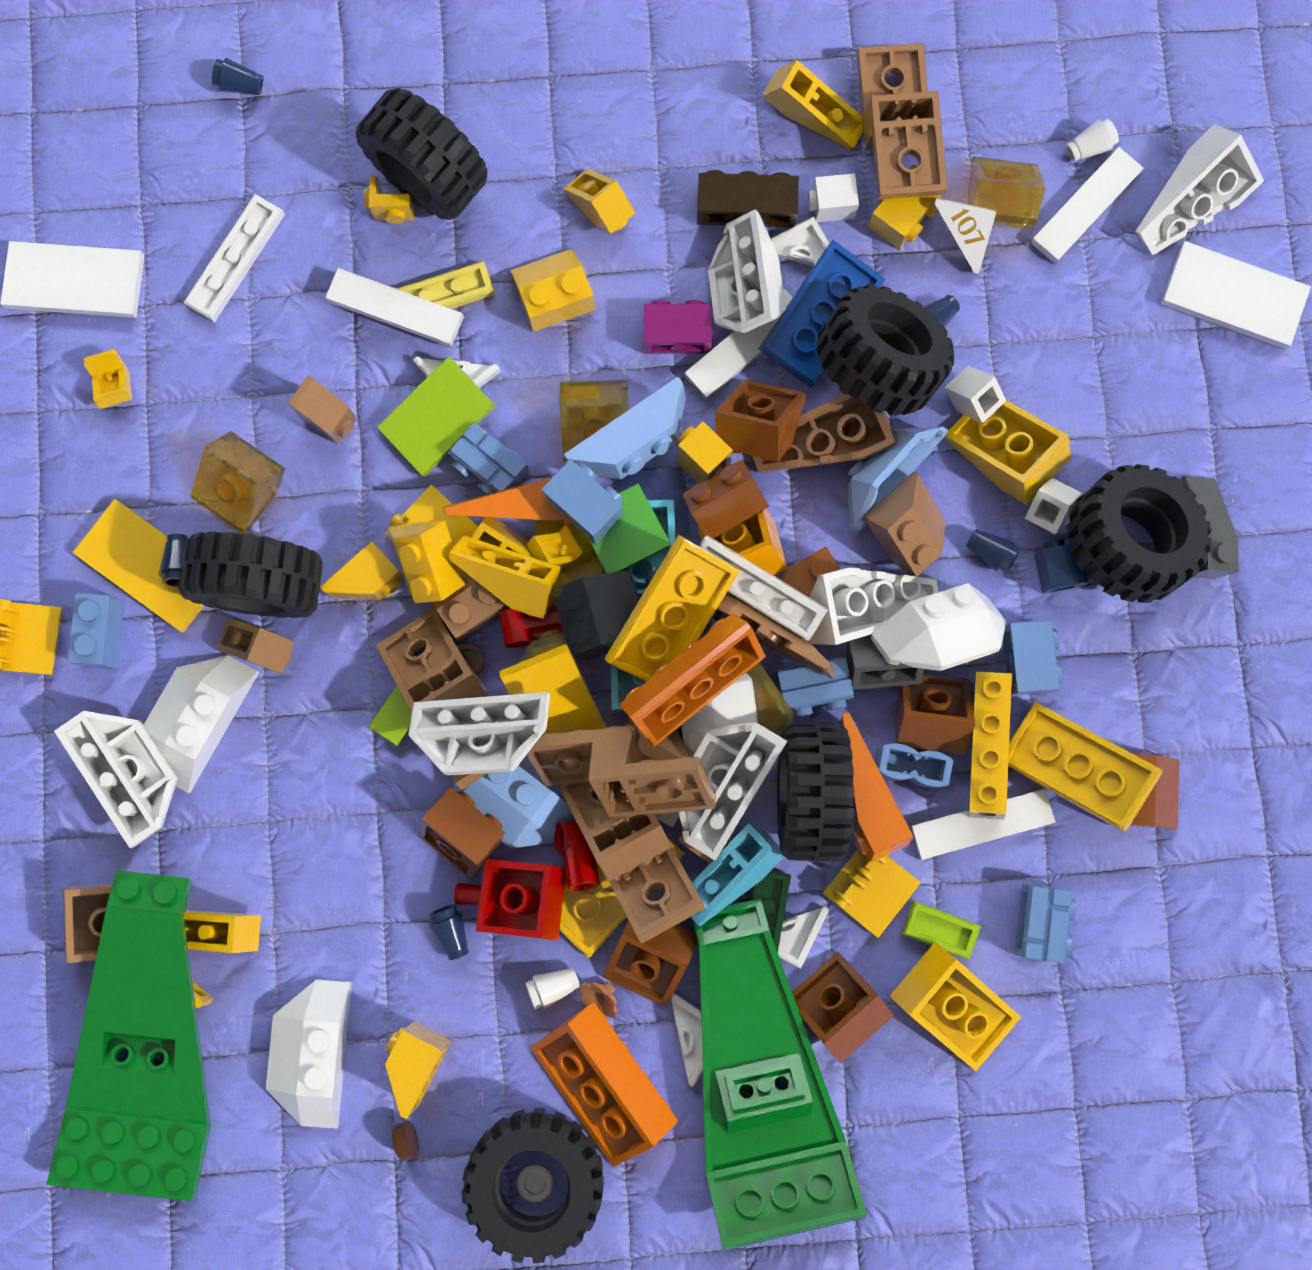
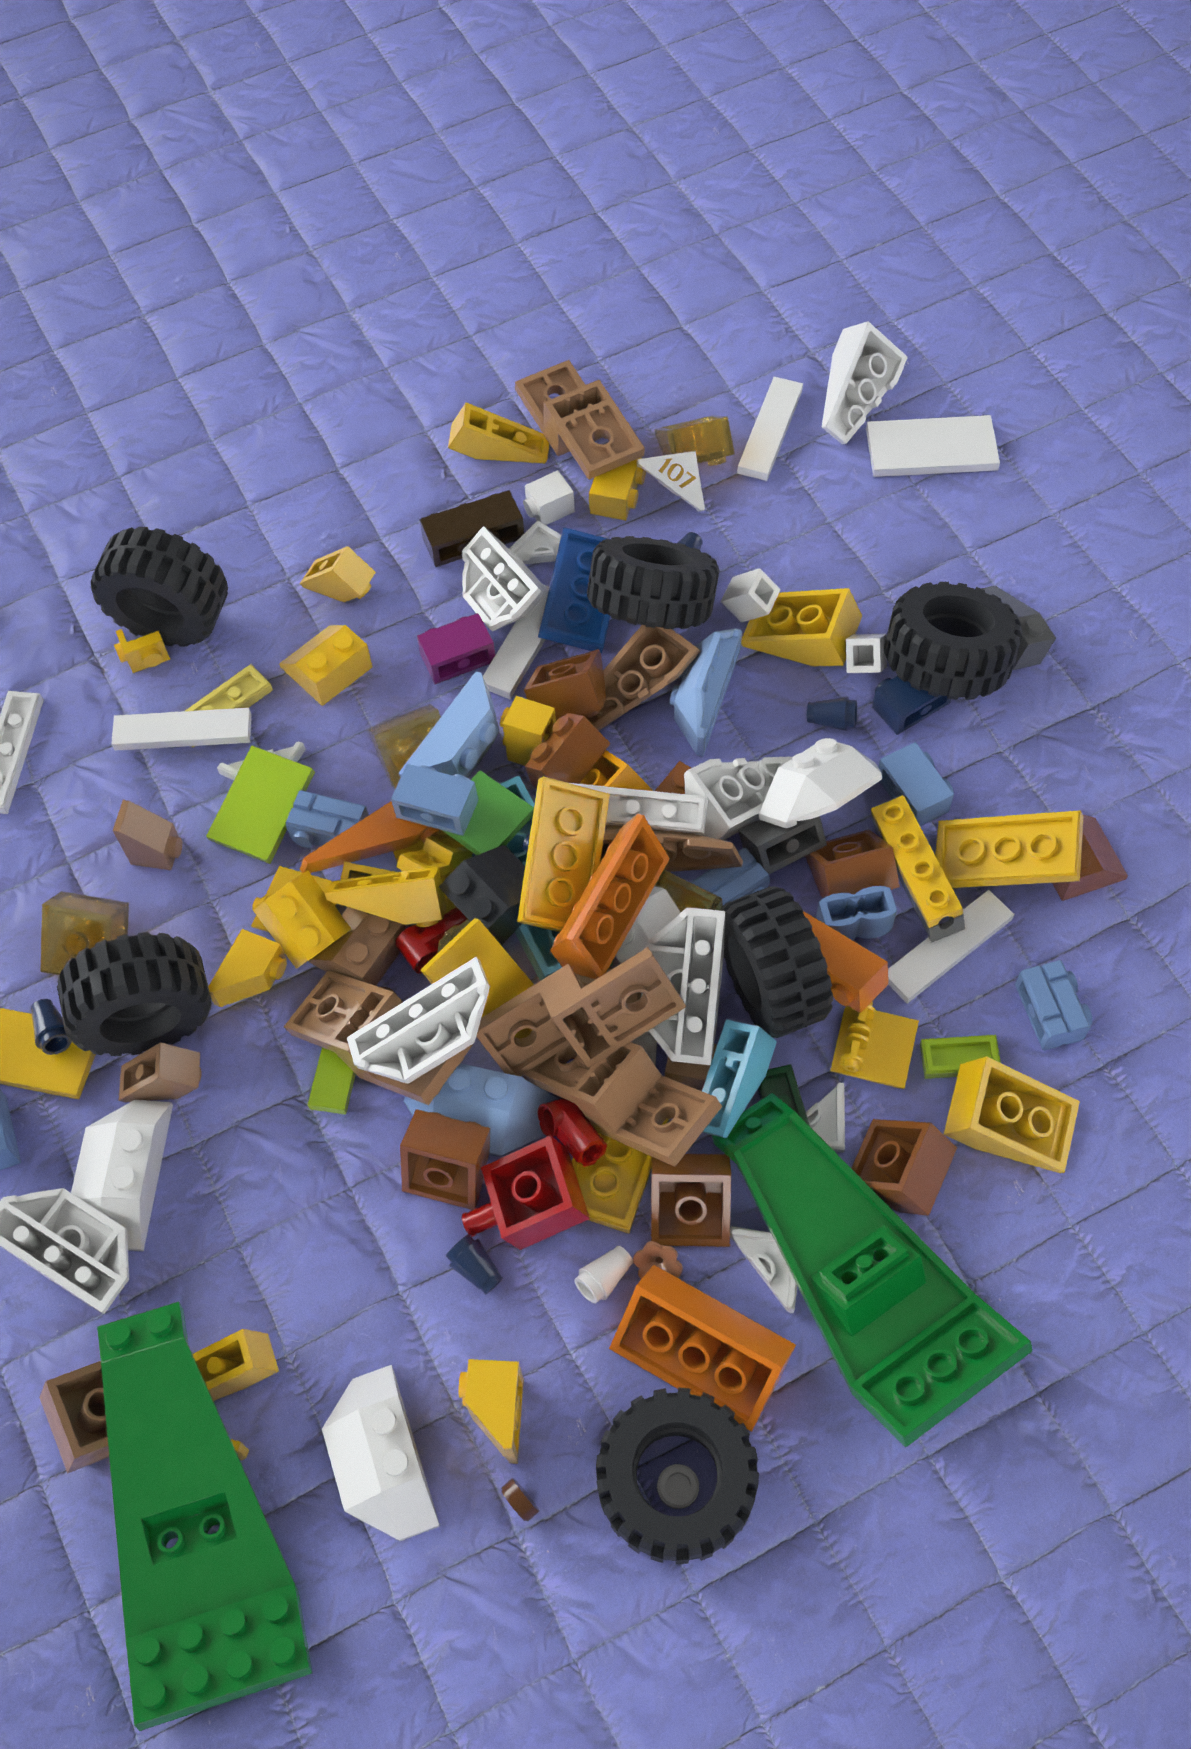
camera: 20 degrees left, 20 degrees down
(909, 526) = (745, 719): medium nougat slope -> none
(1093, 141) = (750, 379): white cone -> none

